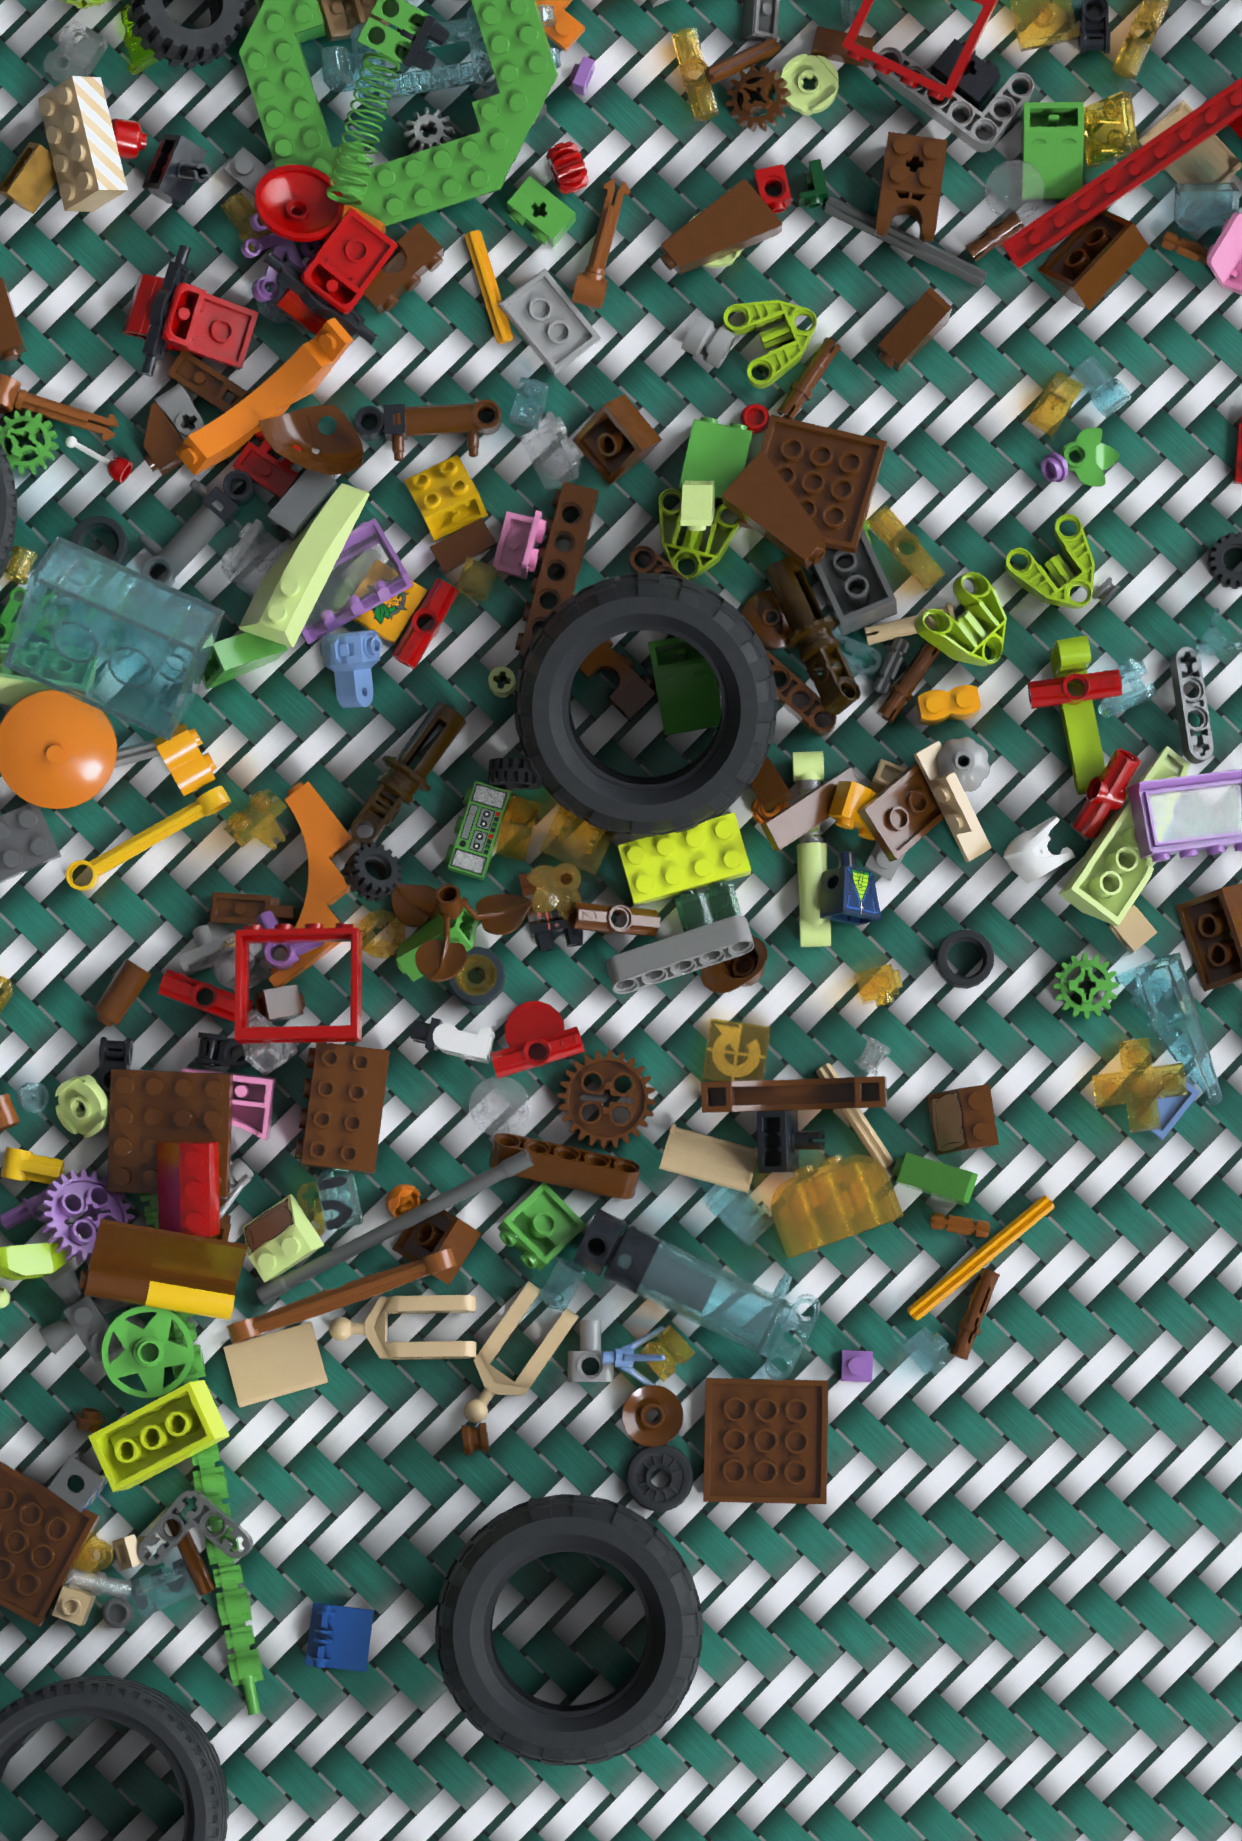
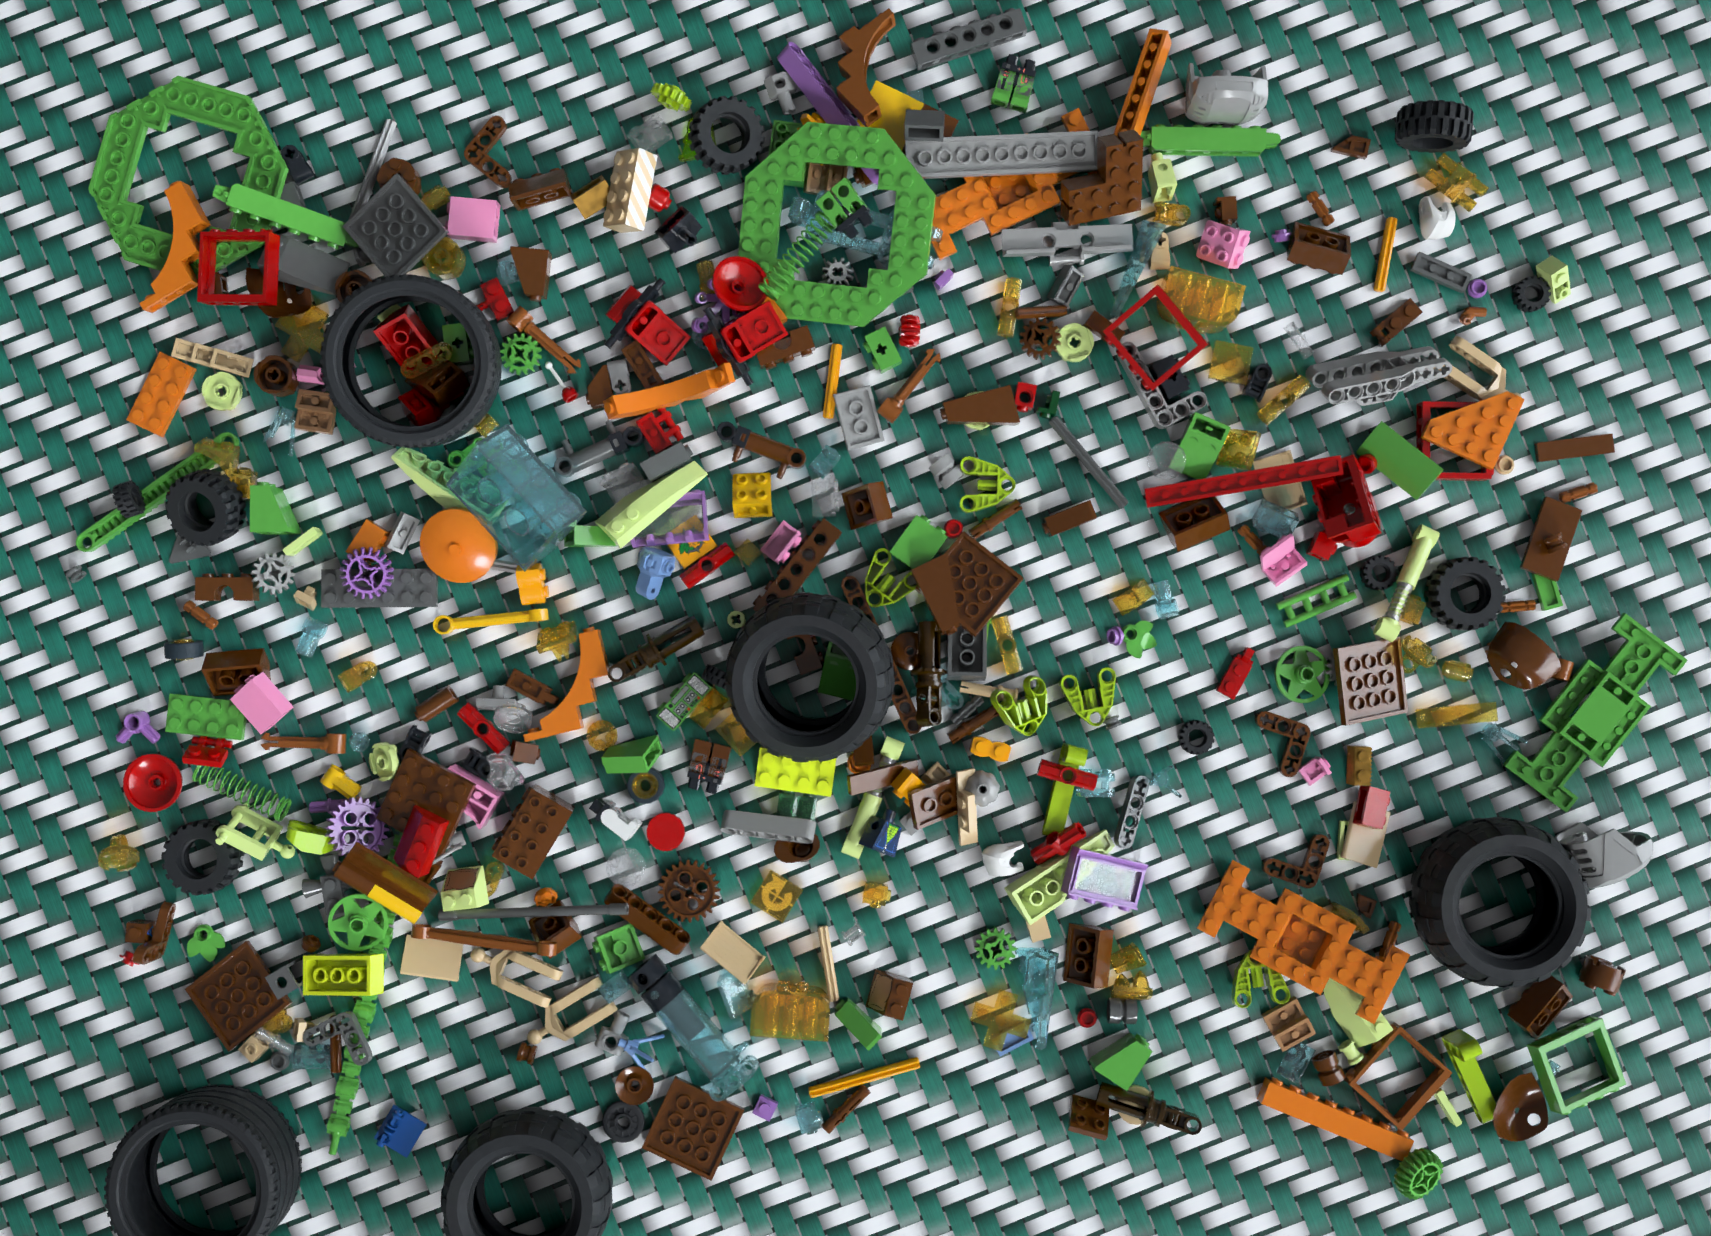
camera: 20 degrees right, 5 degrees up
(96, 522) = (551, 428): black tyre -> none
(246, 170) = (721, 248): light grey plate -> none
(294, 950) = (544, 725): medium lavender axle -> none
(296, 1034) = (500, 740): red window -> none
(339, 451) = (702, 441): reddish brown piece -> none
(339, 1199) = (507, 882): clear light blue slope -> none
(363, 882) = (621, 699): black tyre -> none
(445, 960) = (631, 727): reddish brown plant -> none
(464, 543) = (749, 528): reddish brown tile -> none
(517, 1058) = (673, 848): red piece -> none
(551, 891) = (709, 760): clear yellow plate -> none
(628, 920) = (729, 786): reddish brown piece -> none
(674, 1349) = (661, 1053): clear yellow wheel -> none
(697, 504) = (895, 568): yellowish green slope -> none
(781, 1141) = (778, 961): black brick -> none
(794, 1094) = (772, 927): reddish brown arch -> none
(909, 191) = (1103, 434): reddish brown brick -> none
(959, 1225) = (860, 1053): dark orange axle -> none
(967, 936) = (932, 915): black tyre -> none
(994, 236) = (1142, 482): reddish brown pin -> none

